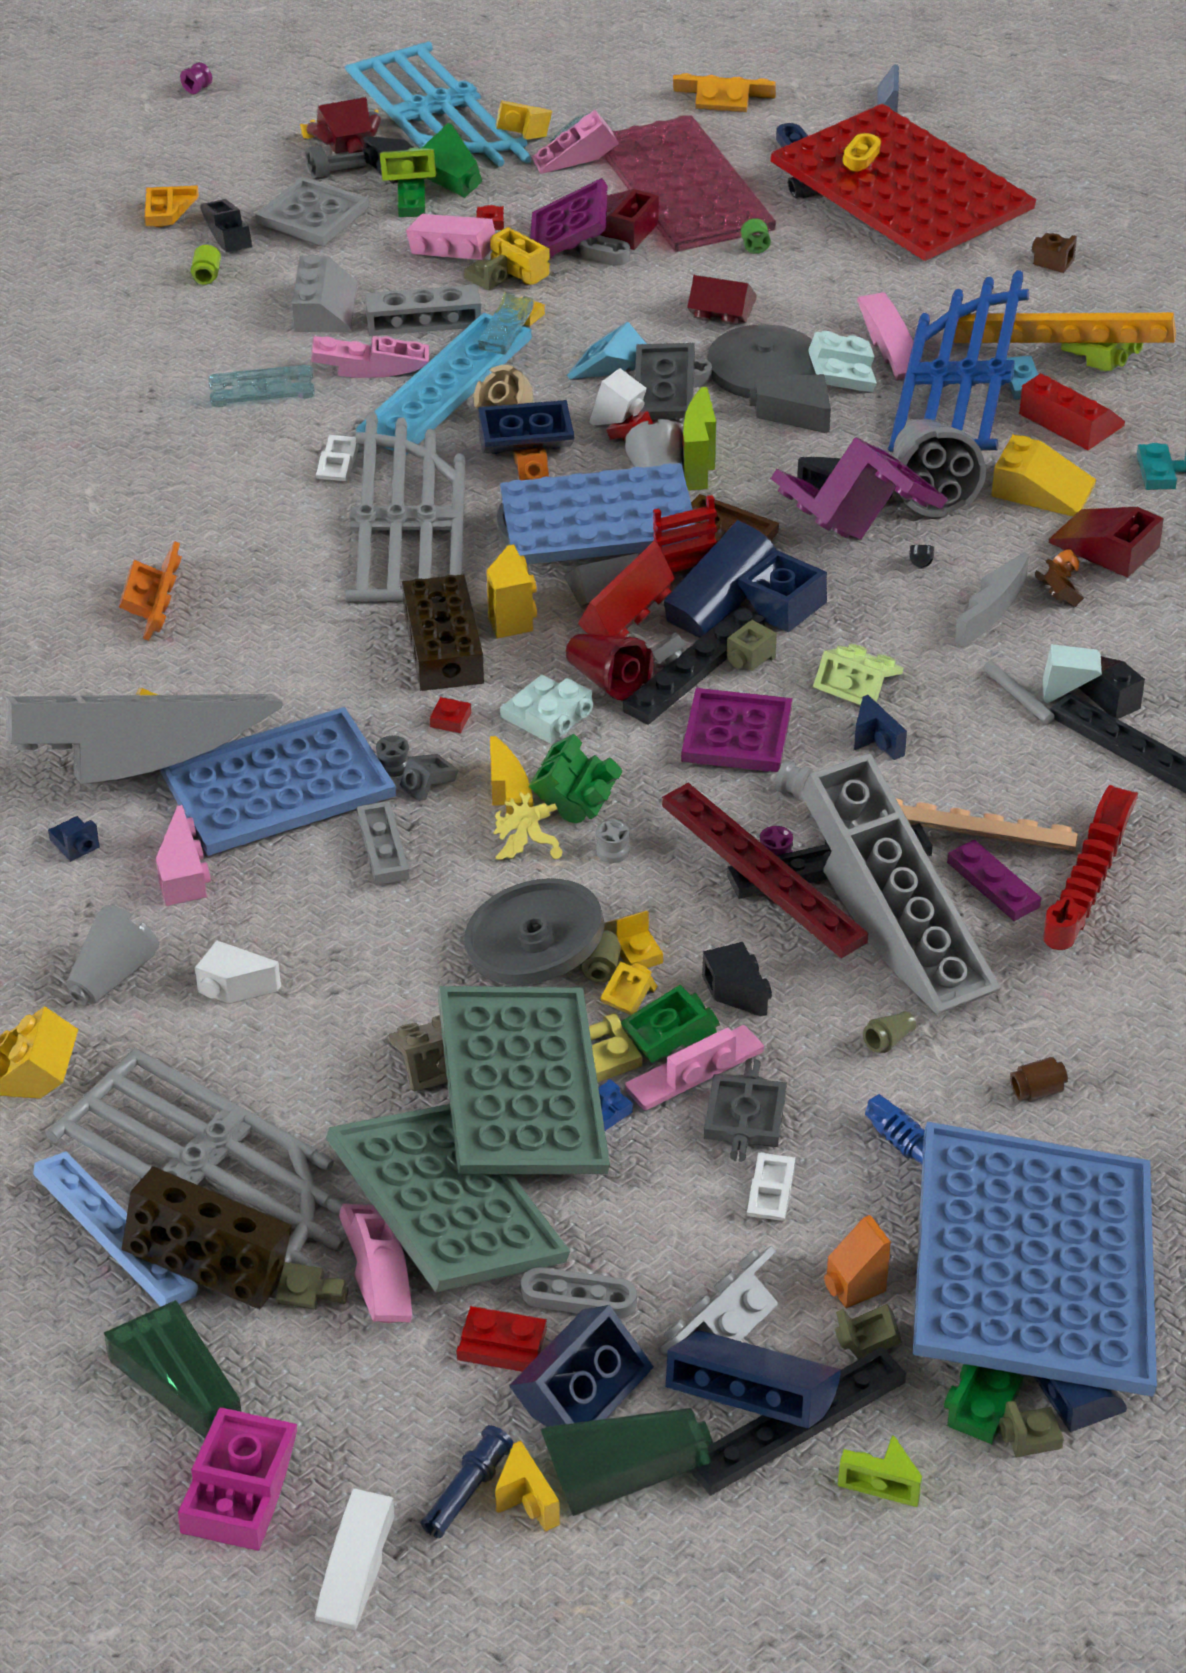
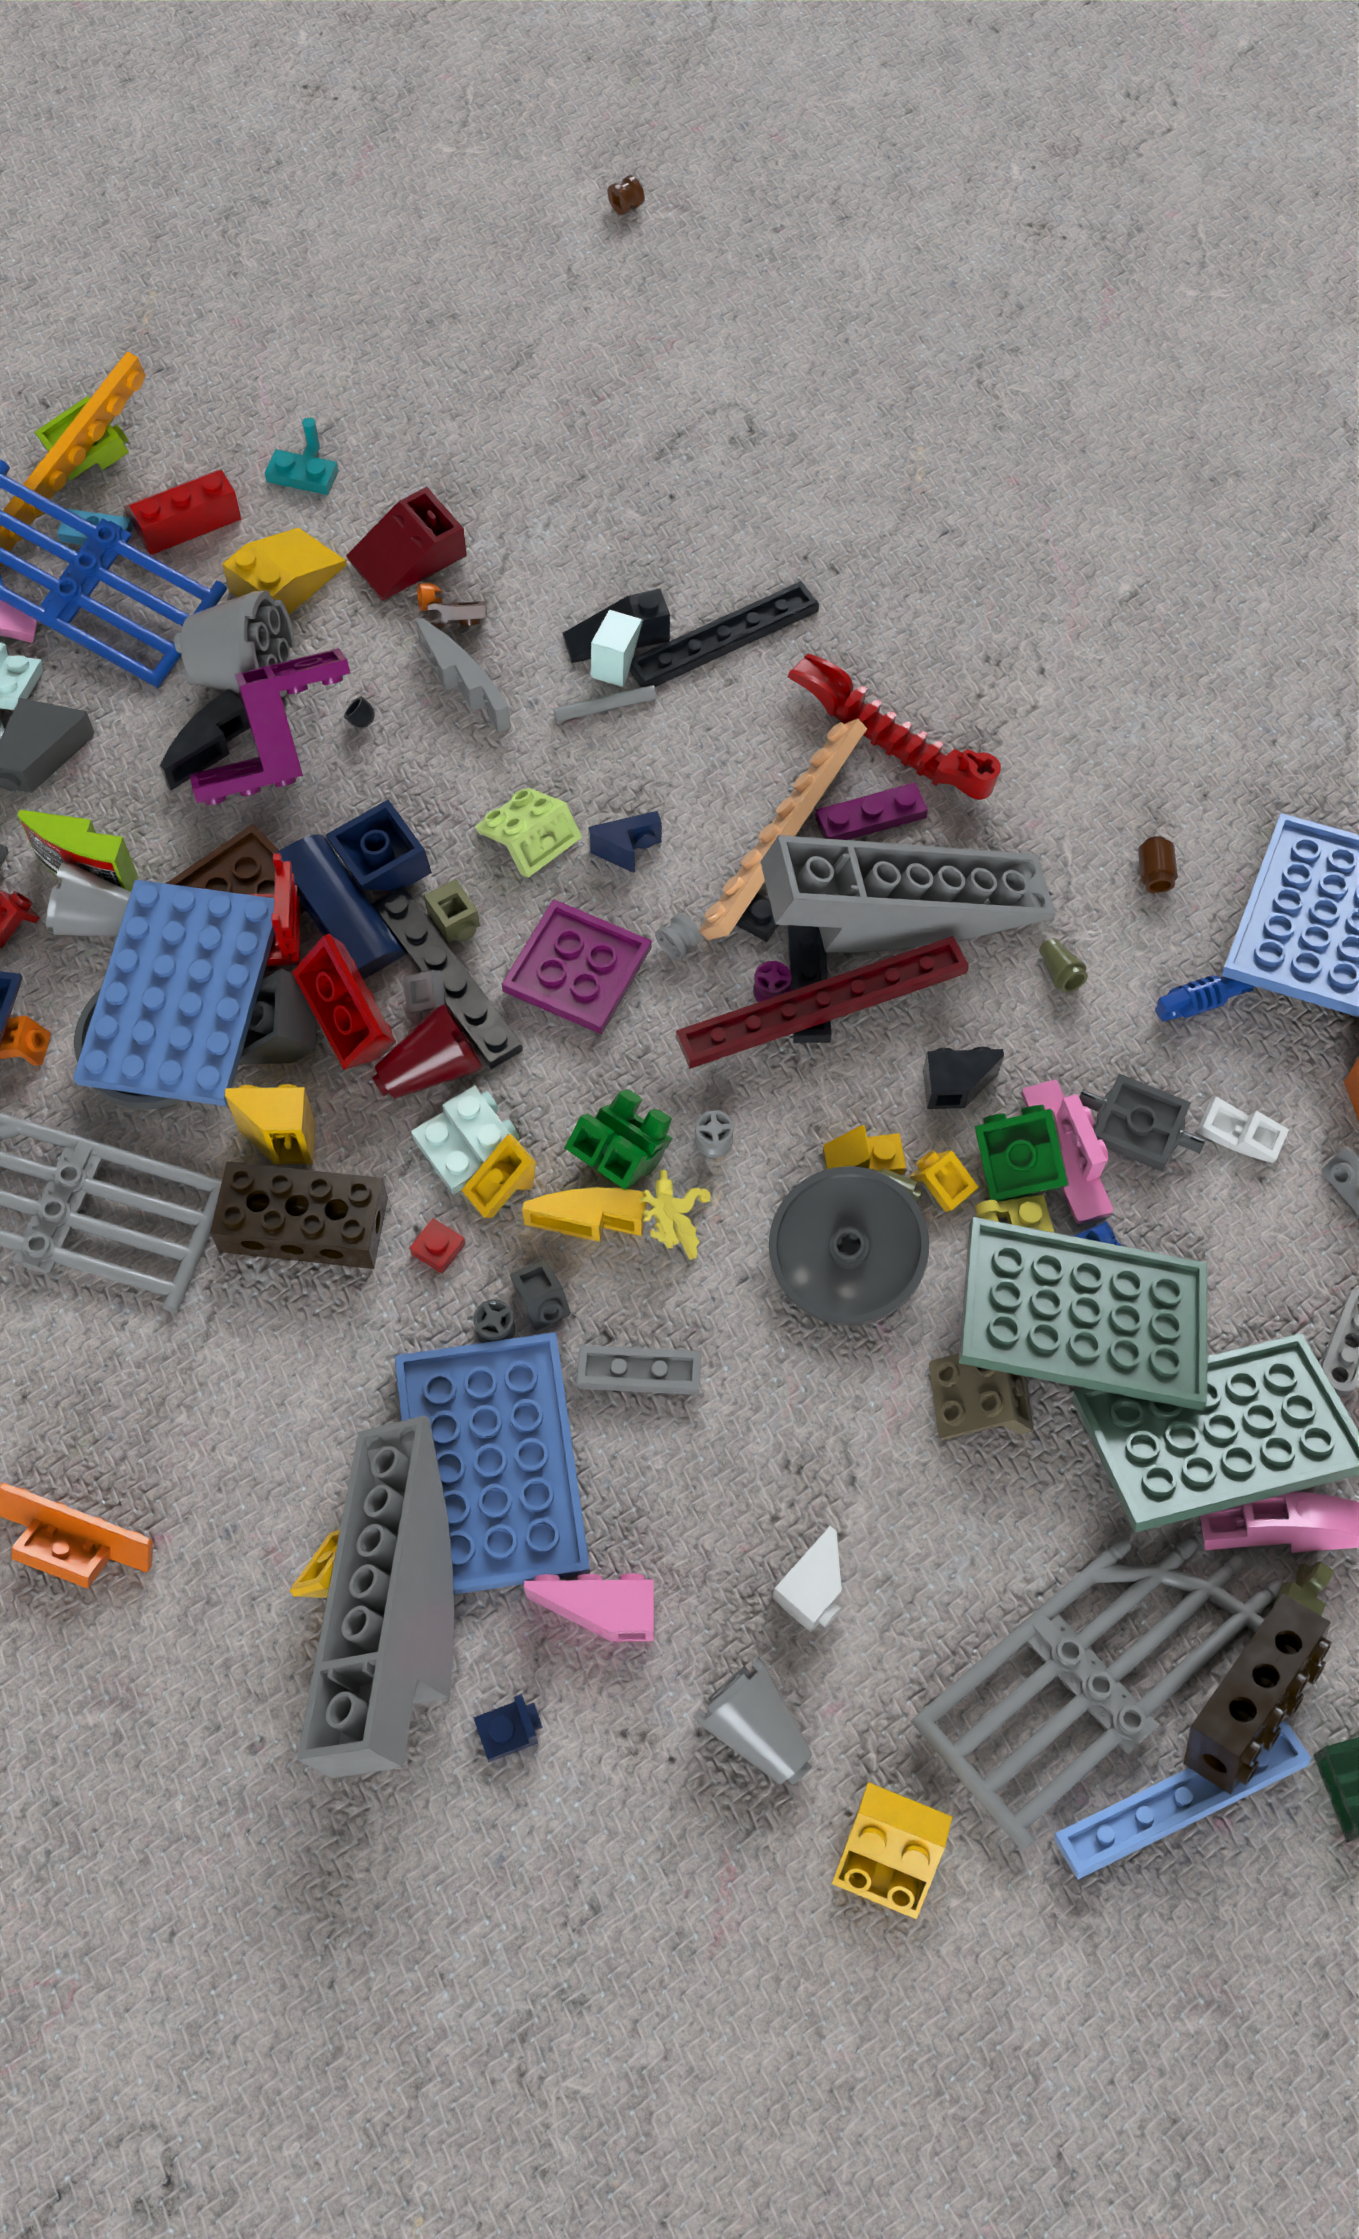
camera: 75 degrees left, 20 degrees up
(522, 725) = (501, 1174): none -> yellow slope

